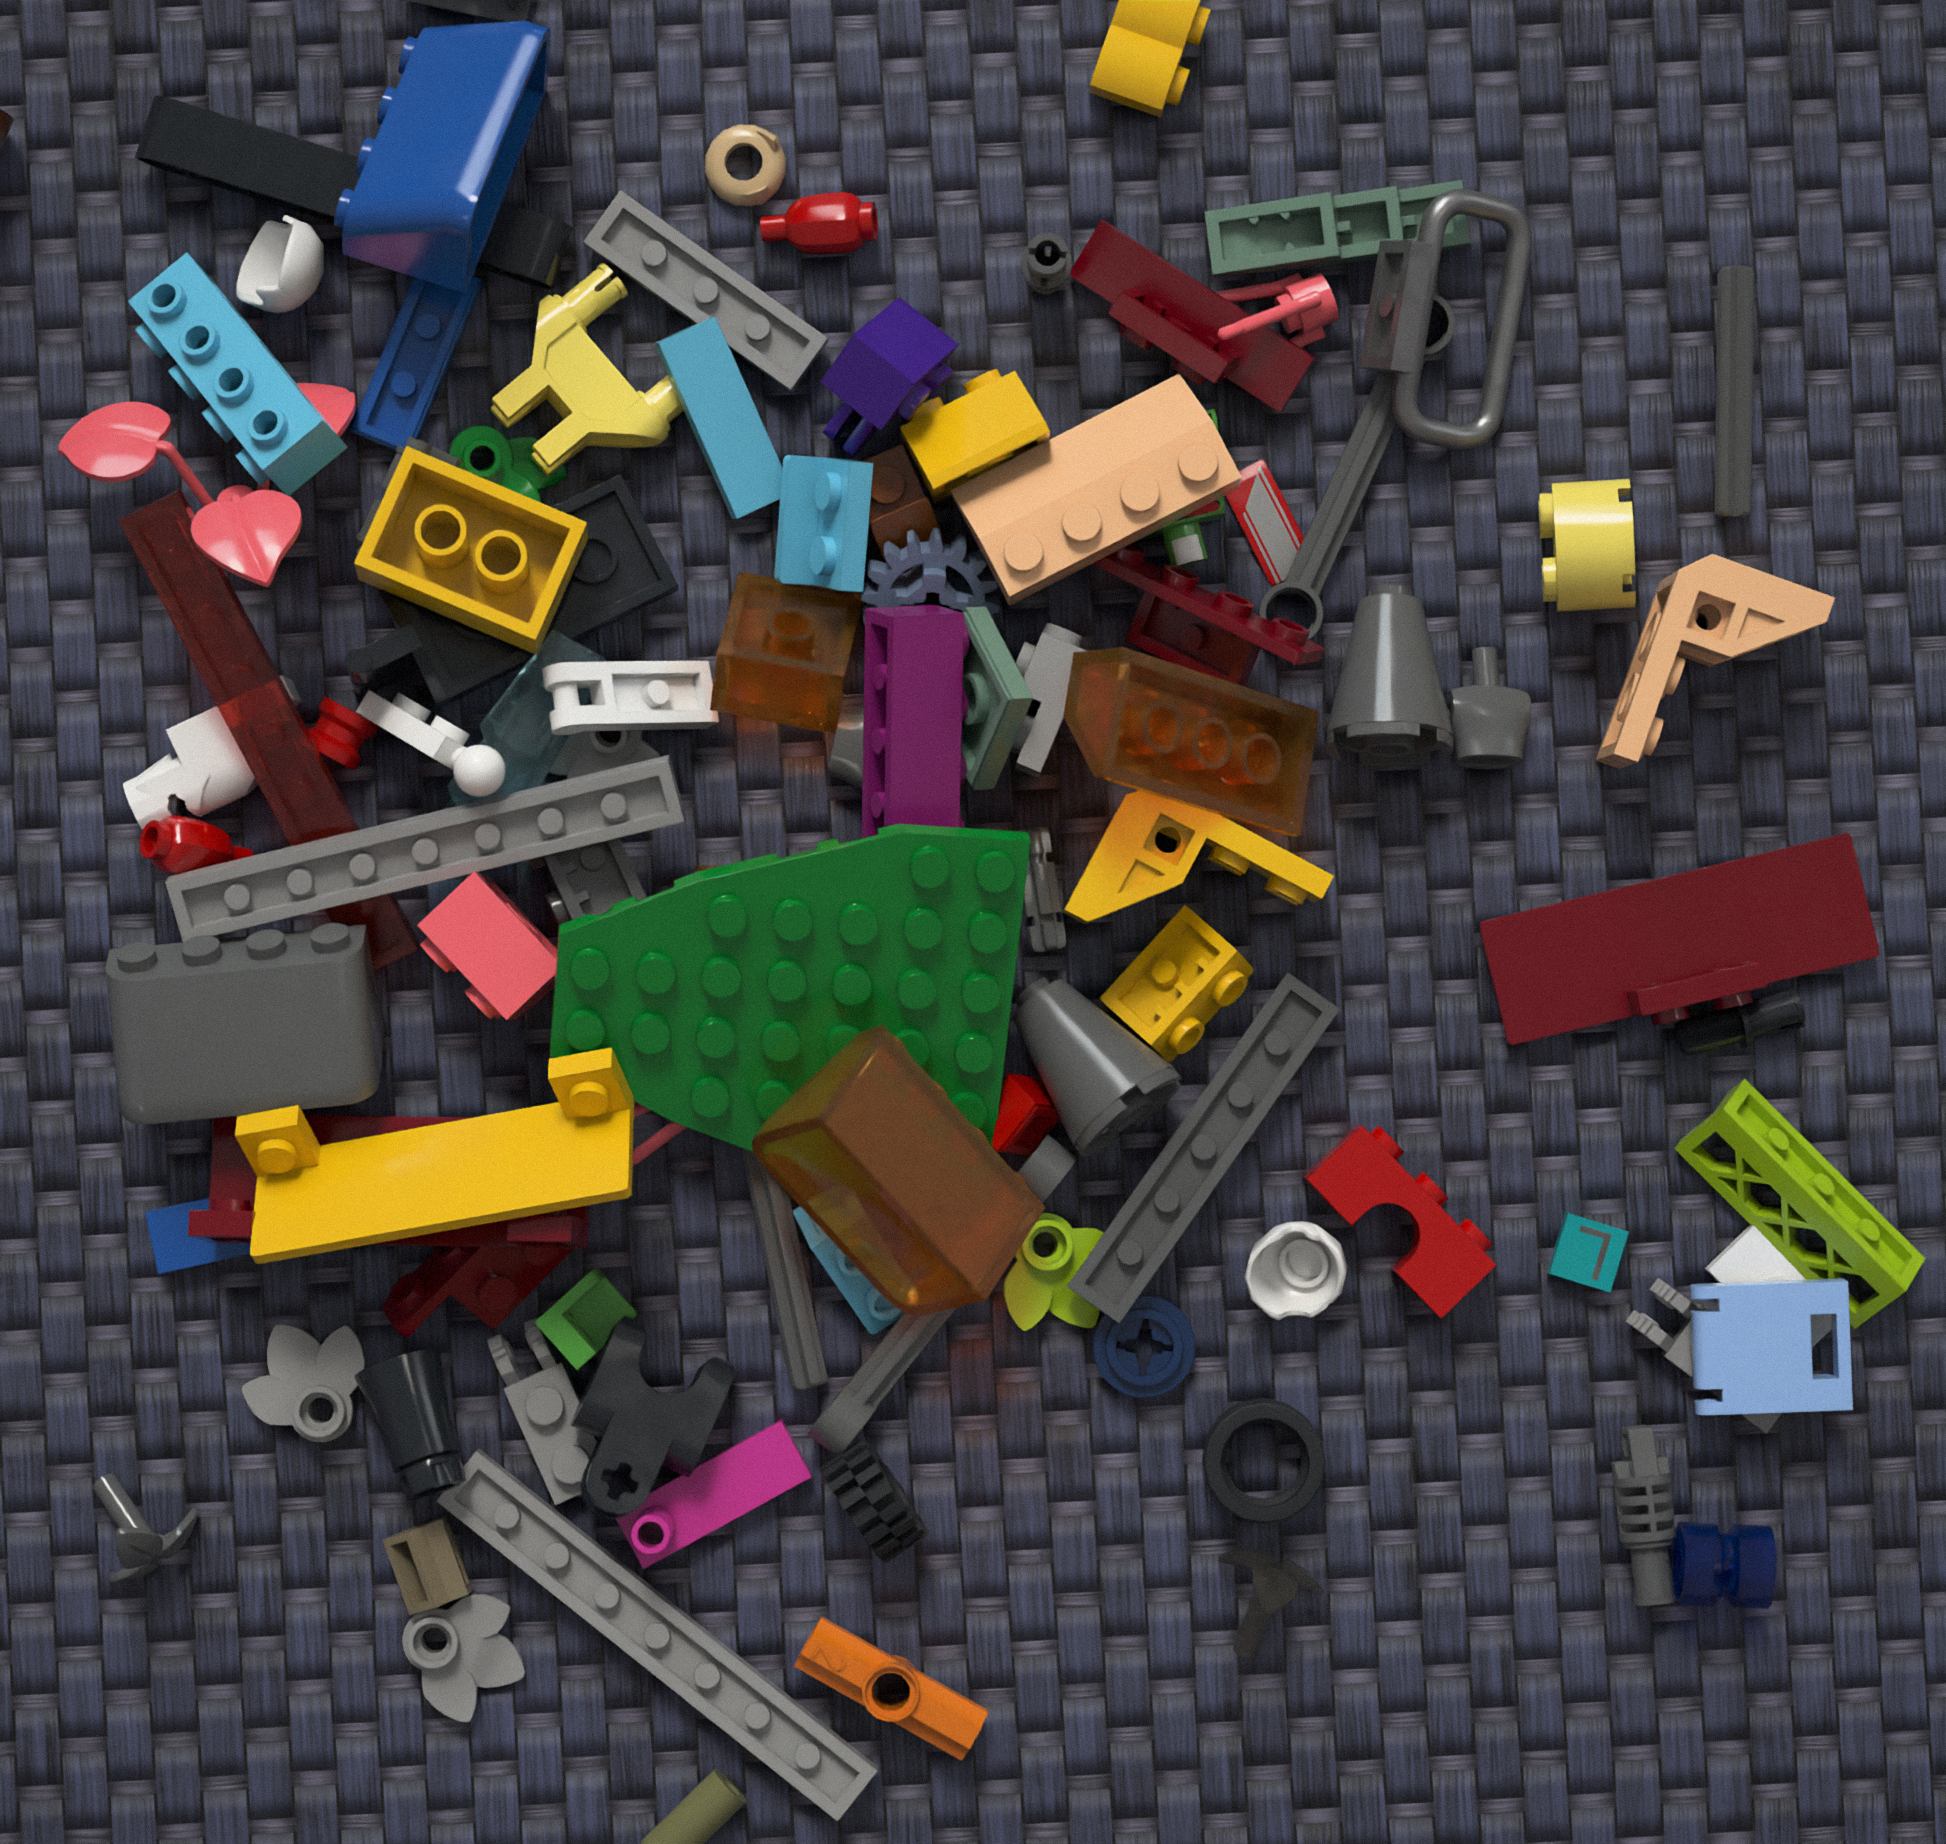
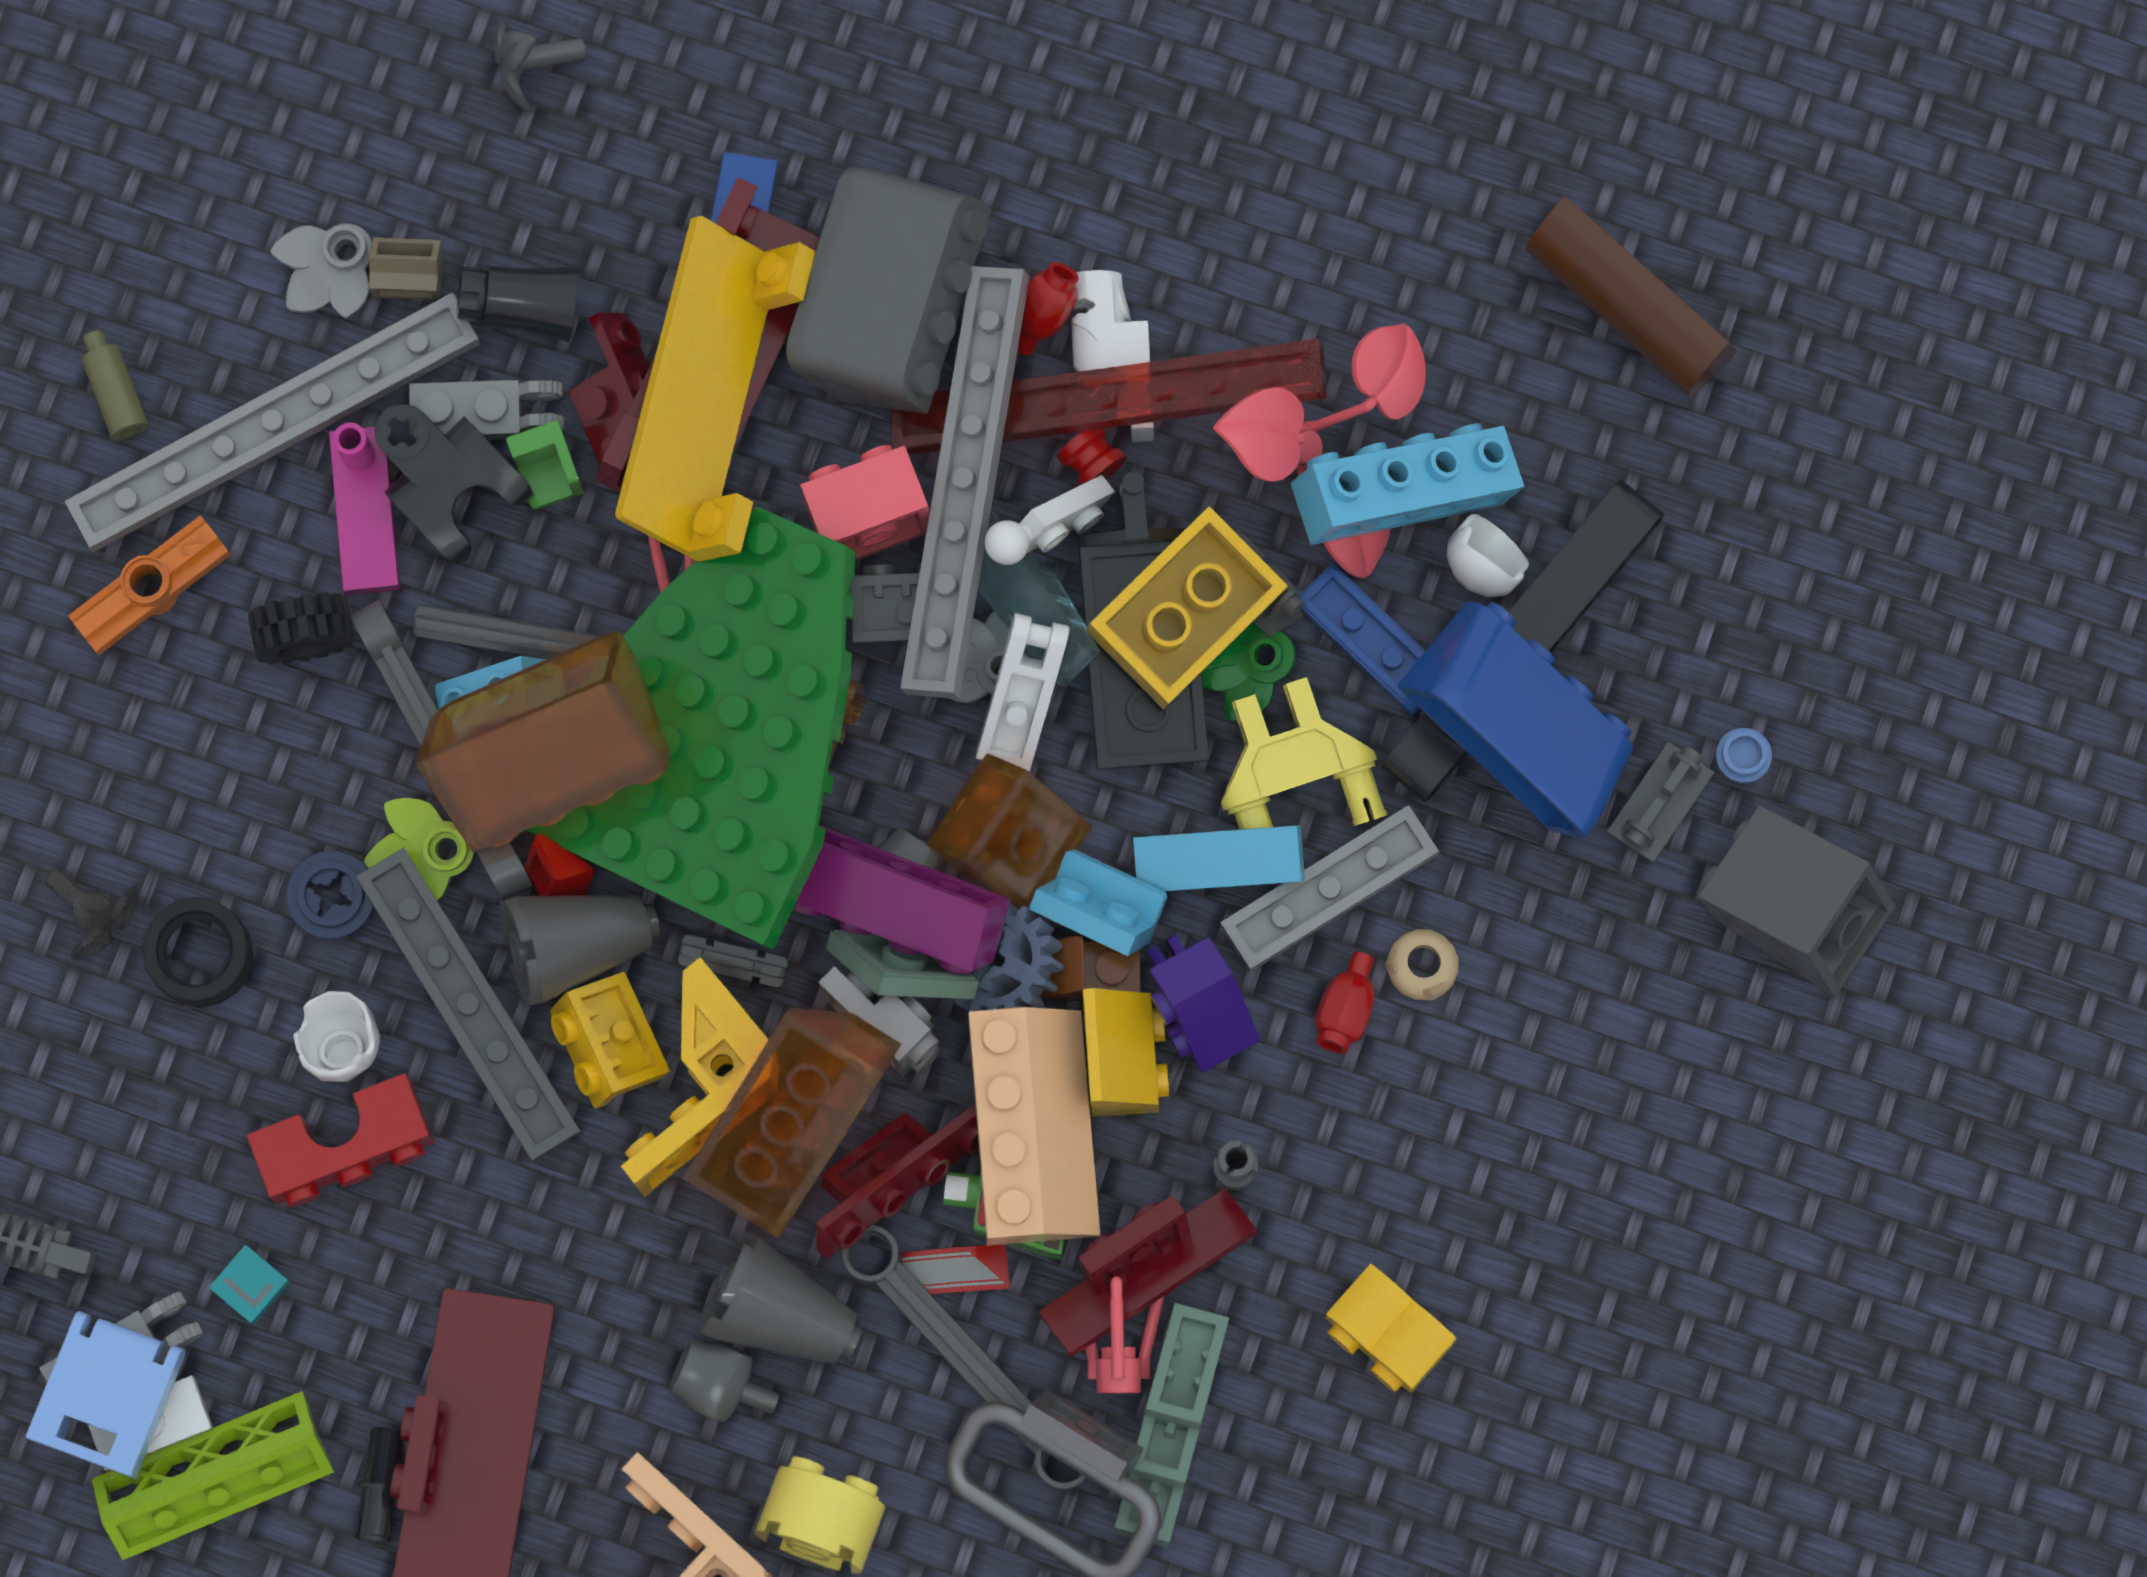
camera: 115 degrees right, 10 degrees down
(306, 1371) = (598, 232): light grey plate -> none

